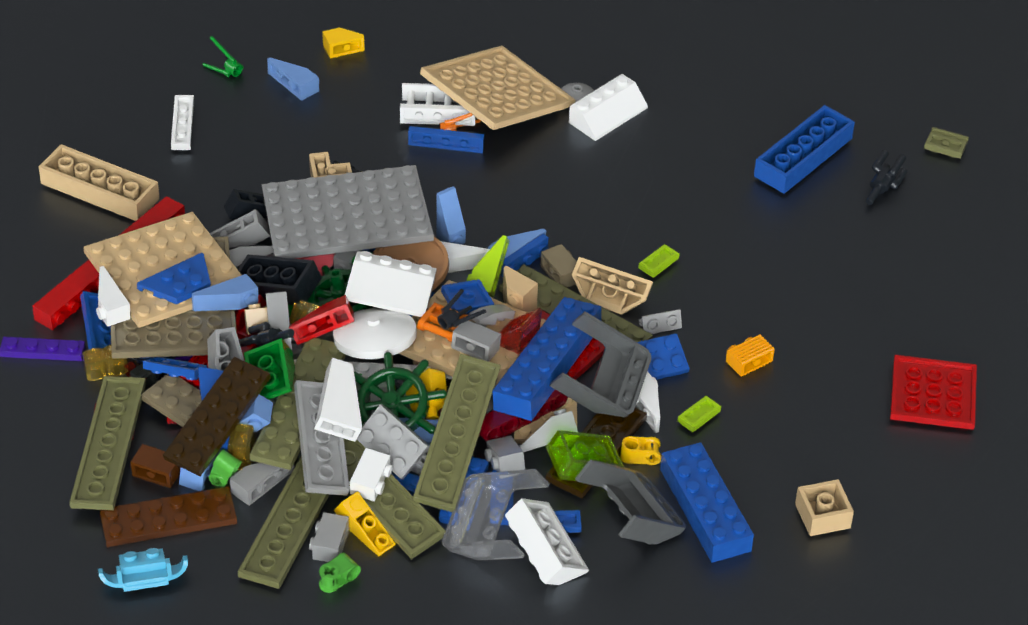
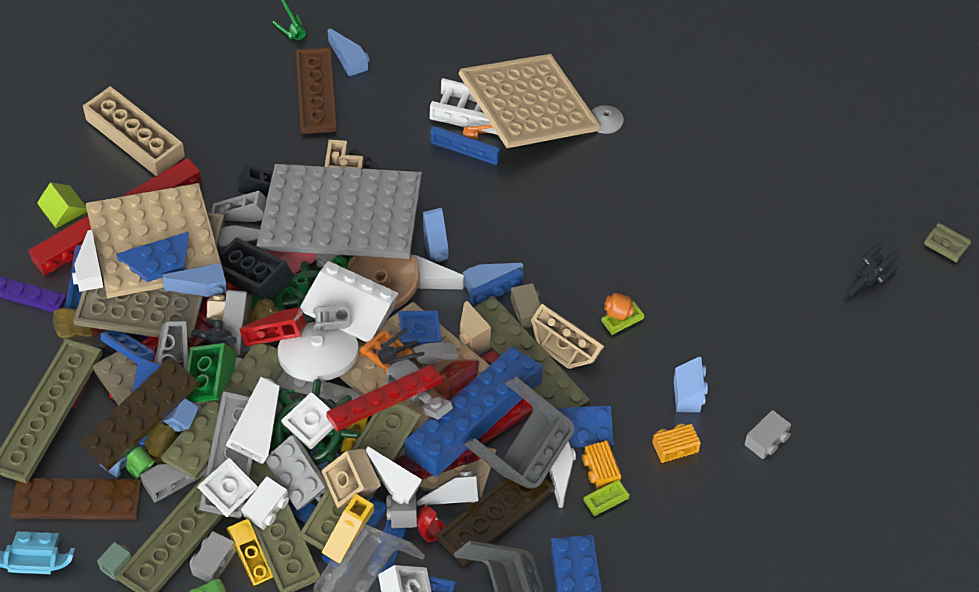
camera: 15 degrees right, 10 degrees up
(45, 263) = (61, 204): none -> lime slope
(152, 467) = (70, 441): reddish brown brick -> none
(182, 122) = (232, 80): white plate -> none
(230, 559) = (114, 559): none -> sand green brick
(274, 117) = (315, 91): none -> reddish brown plate
(330, 464) = (227, 487): none -> white plate
(342, 42) = (404, 23): yellow slope -> none
(380, 297) = (330, 317): none -> light grey piece
(395, 387) = (309, 420): none -> white plate
(450, 431) = (350, 475): none -> tan slope
(461, 353) = (384, 397): none -> red plate
(463, 476) = (348, 528): none -> yellow slope
(490, 266) = (451, 301): lime slope -> none
(494, 424) = (396, 479): none -> white slope
(512, 357) = (435, 407): none -> light grey plate
(533, 458) = (429, 524): none -> red helmet
(573, 450) = (476, 521): clear neon green slope -> none
(607, 107) = (628, 140): white slope -> none
(638, 450) = (537, 527): yellow piece -> none
(653, 248) = (618, 306): none -> orange head
(661, 321) = (603, 387): light grey hinge -> none
(684, 386) = (601, 464): none -> light orange brick
(747, 303) = (690, 386): none -> light blue slope
(804, 149) = (802, 223): blue brick -> none
(835, 332) = (768, 434): none -> light grey brick
(933, 392) = (845, 524): red plate -> none

